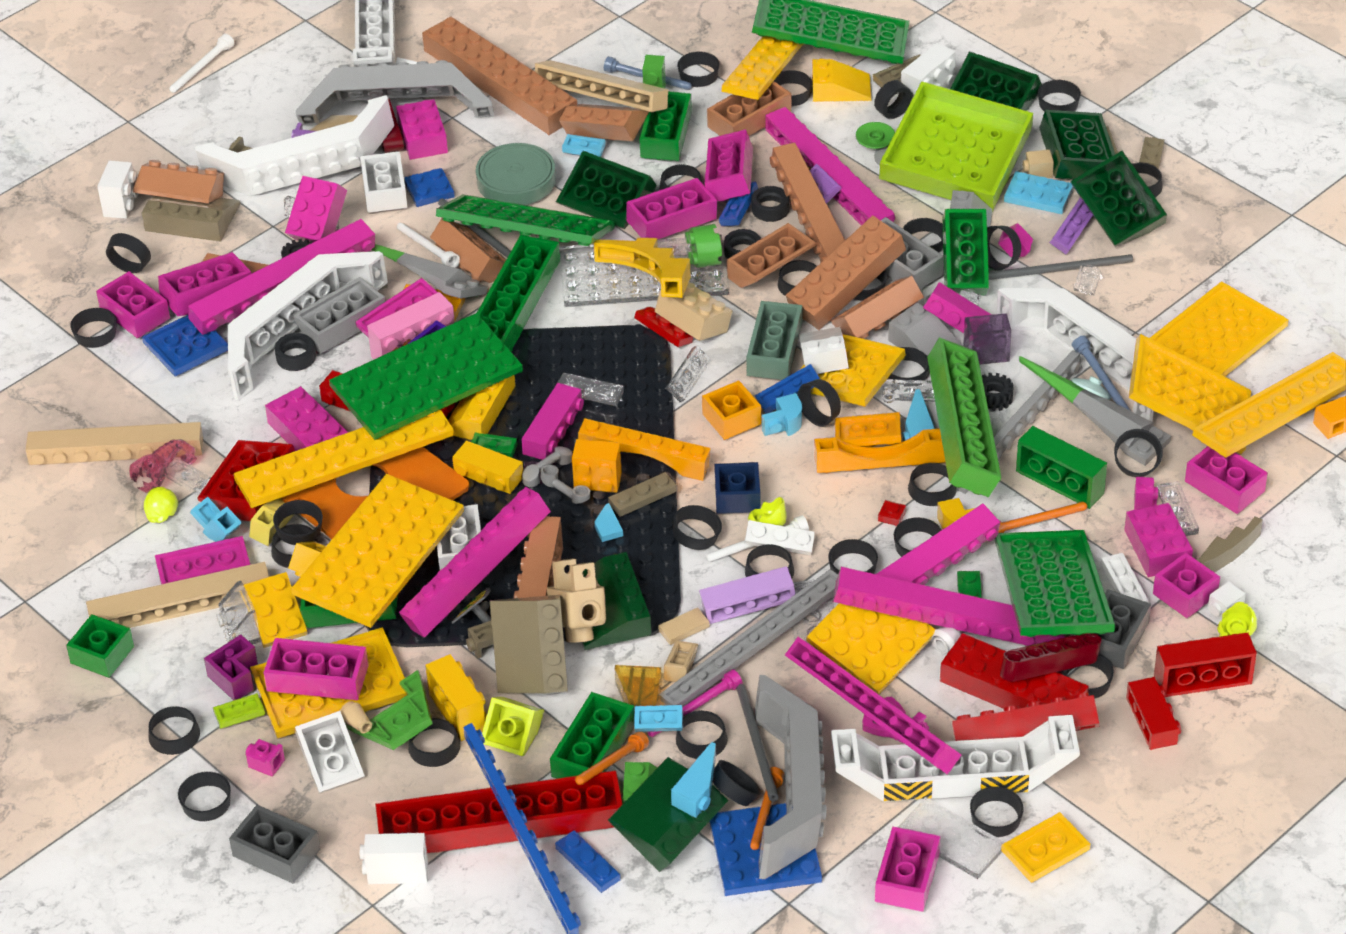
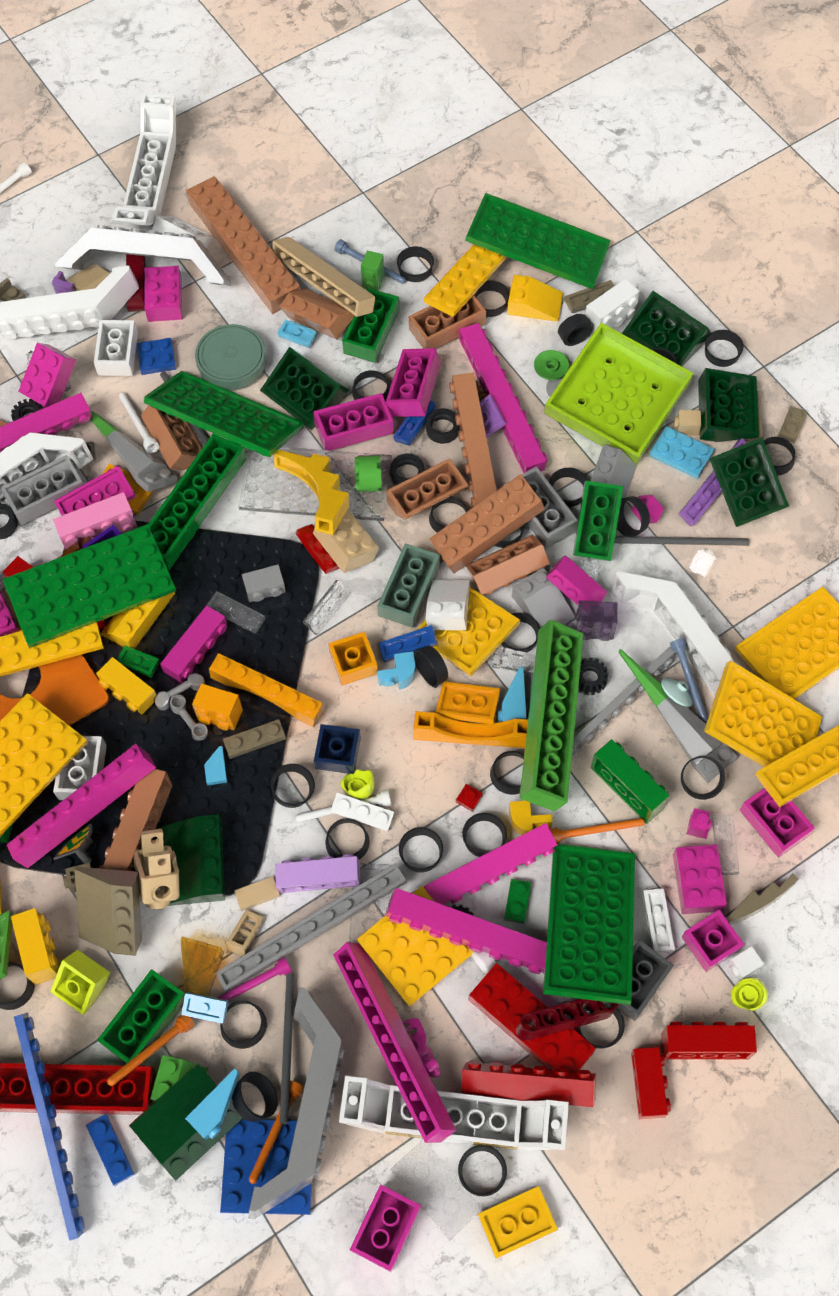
camera: 10 degrees right, 20 degrees up
(613, 359) = (263, 583): none -> light grey brick

